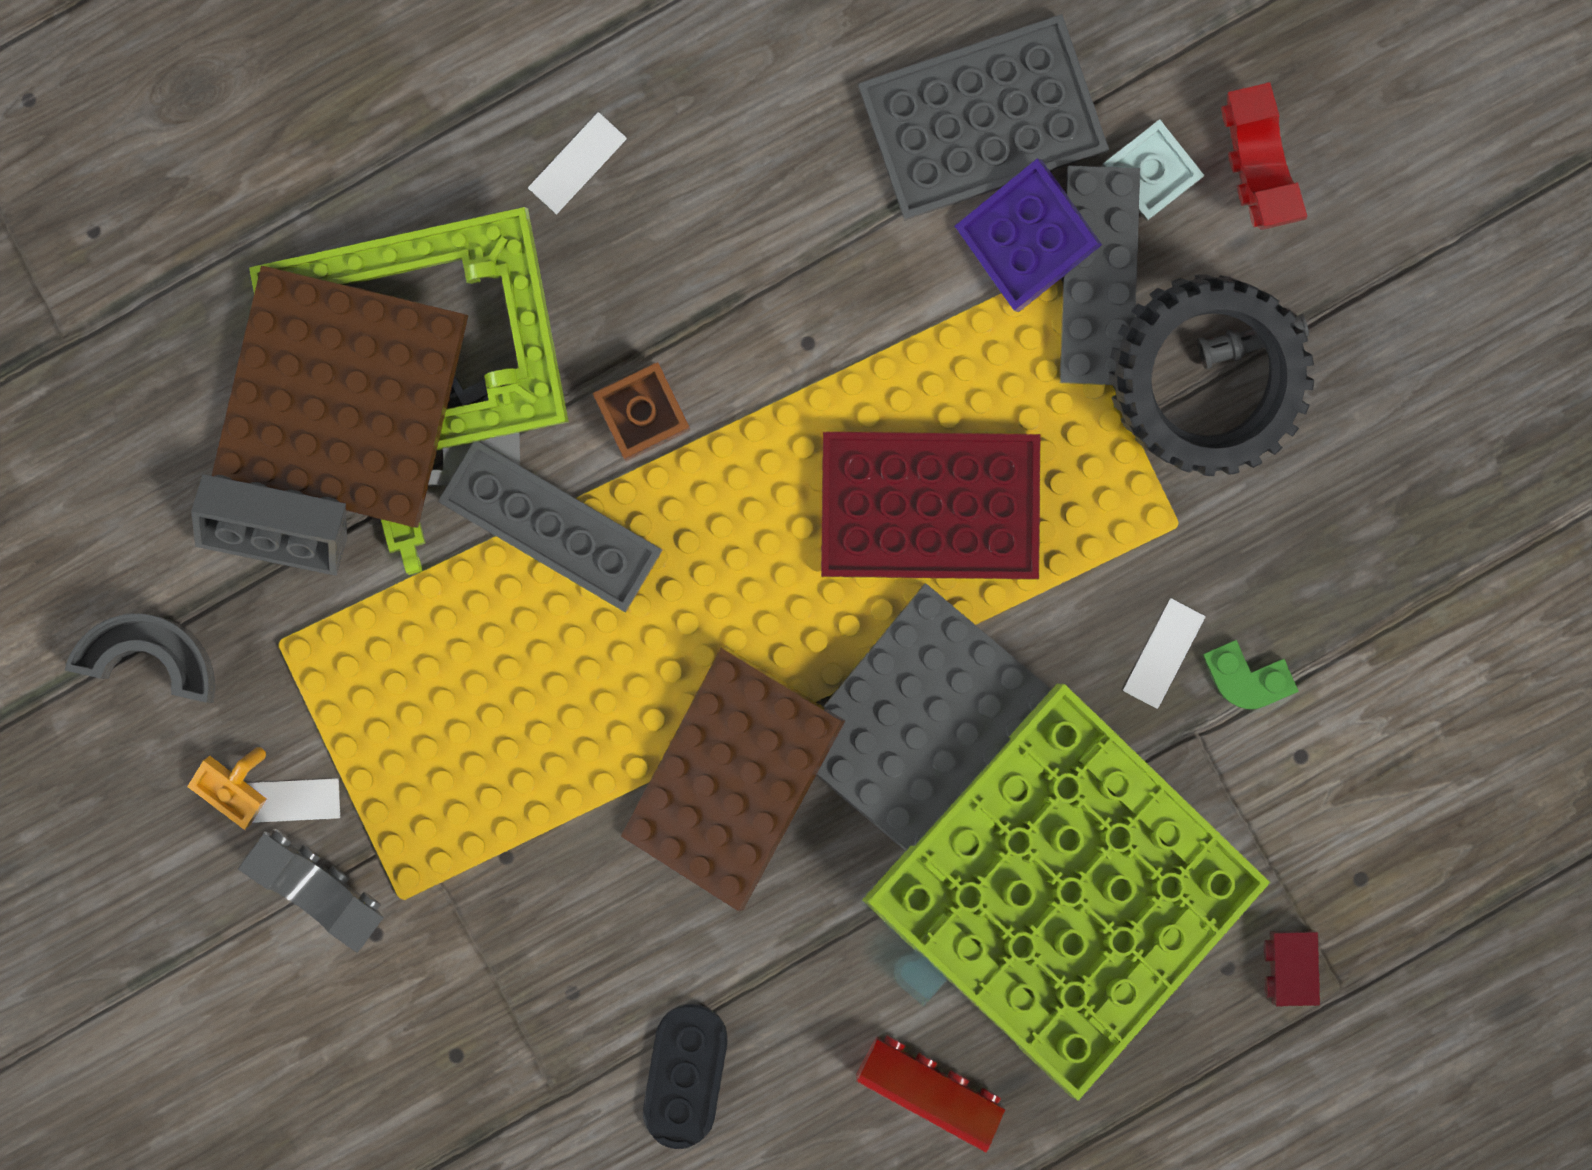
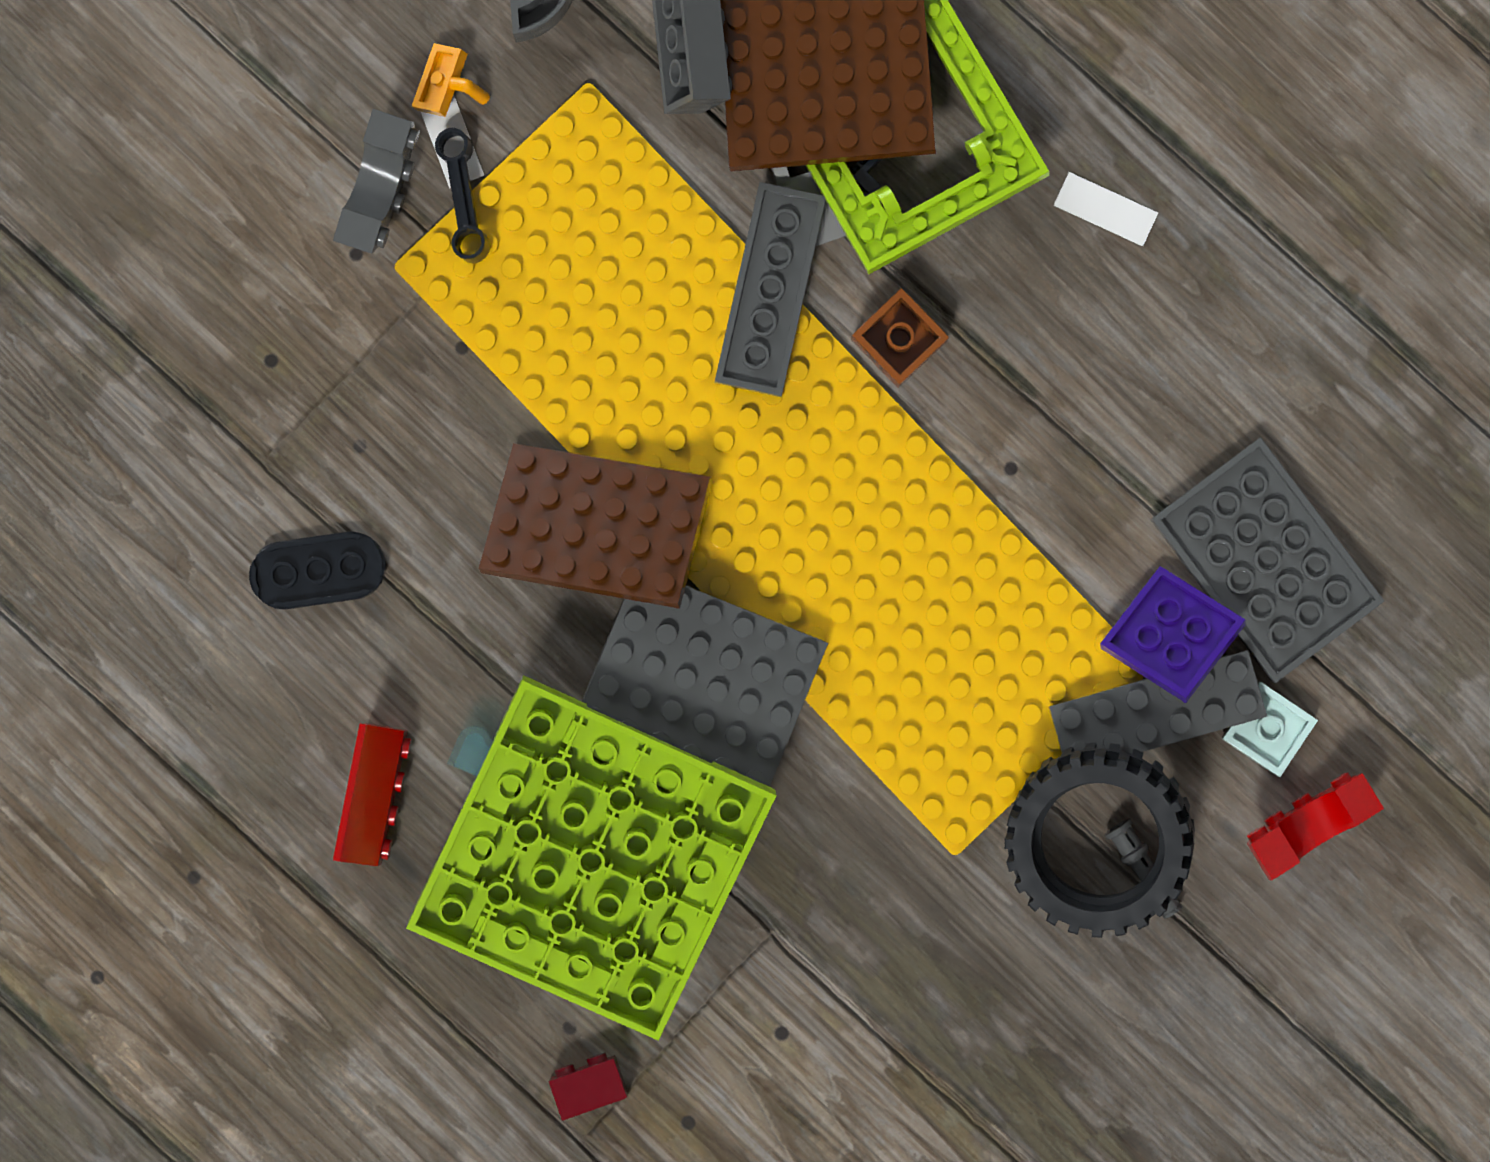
camera: 75 degrees right, 0 degrees up
(352, 807) = (462, 195): none -> black piece
(405, 540) = (715, 165): lime plate -> none
(930, 505) = (899, 625): dark red plate -> none
(1164, 653) = (834, 879): white sticker -> none
(1244, 687) = (827, 962): bright green plate -> none

